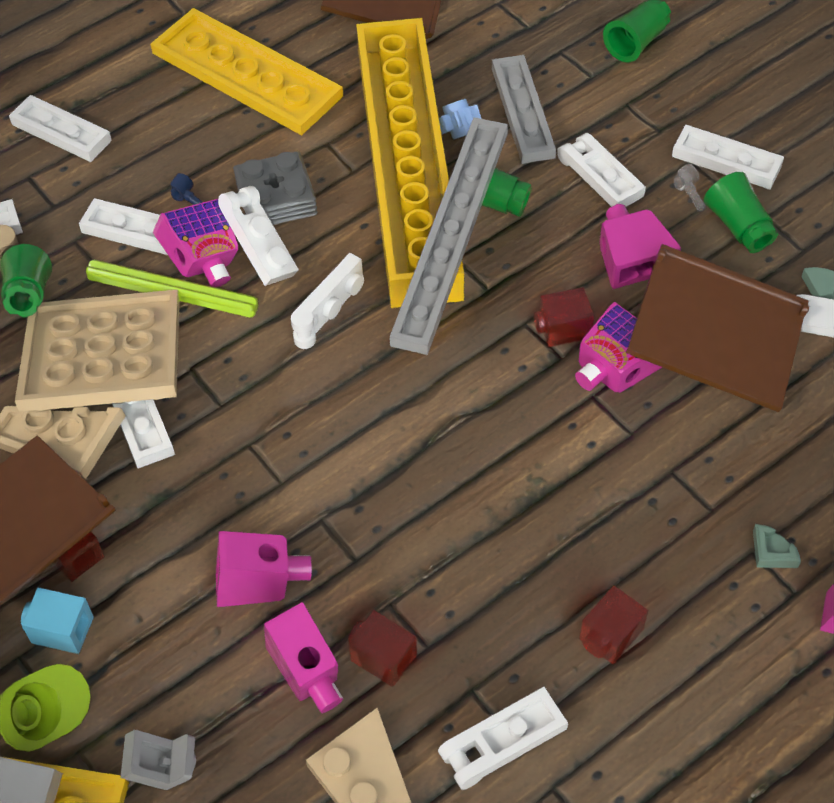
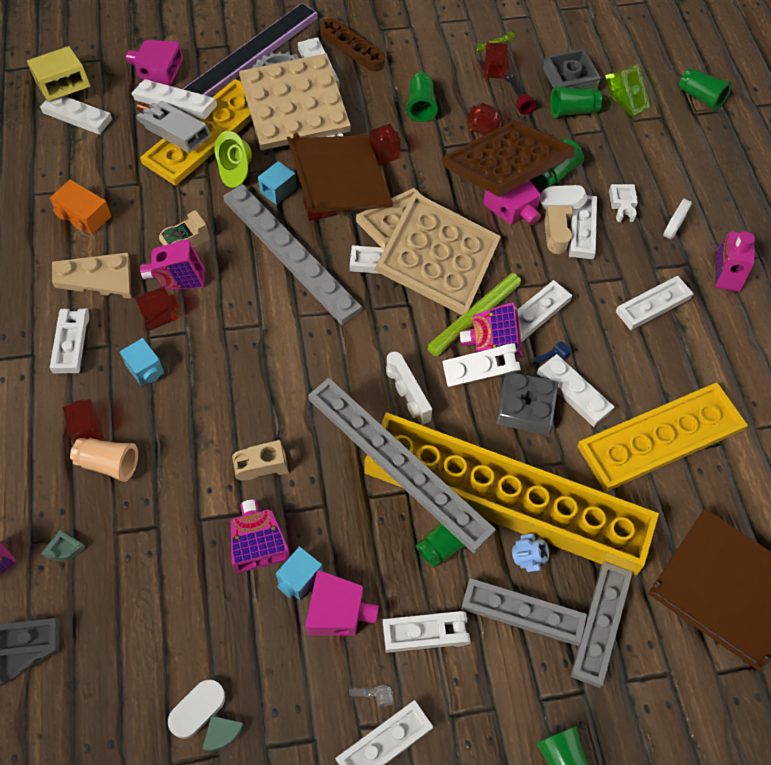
camera: 115 degrees right, 5 degrees up
(24, 278) = (512, 231): green plant -> none
(157, 759) = (173, 194): light grey bracket -> none
(174, 552) = (293, 255): none -> light grey plate
(226, 695) = (193, 229): none -> tan leg
(233, 148) = (576, 390): none -> white plate
(255, 568) = (240, 266): dark pink torso -> none
(478, 51) = (601, 625): none -> light grey plate
(479, 610) = (142, 362): none -> medium azure brick
(523, 397) = (260, 461): none -> tan leg
(564, 317) = (305, 521): clear red brick -> none
(625, 288) = (298, 574): none -> medium azure brick
(640, 560) = (106, 457): none -> light nougat plant
(718, 327) = (222, 608): reddish brown container -> none
(741, 211) = (317, 708): green plant -> none

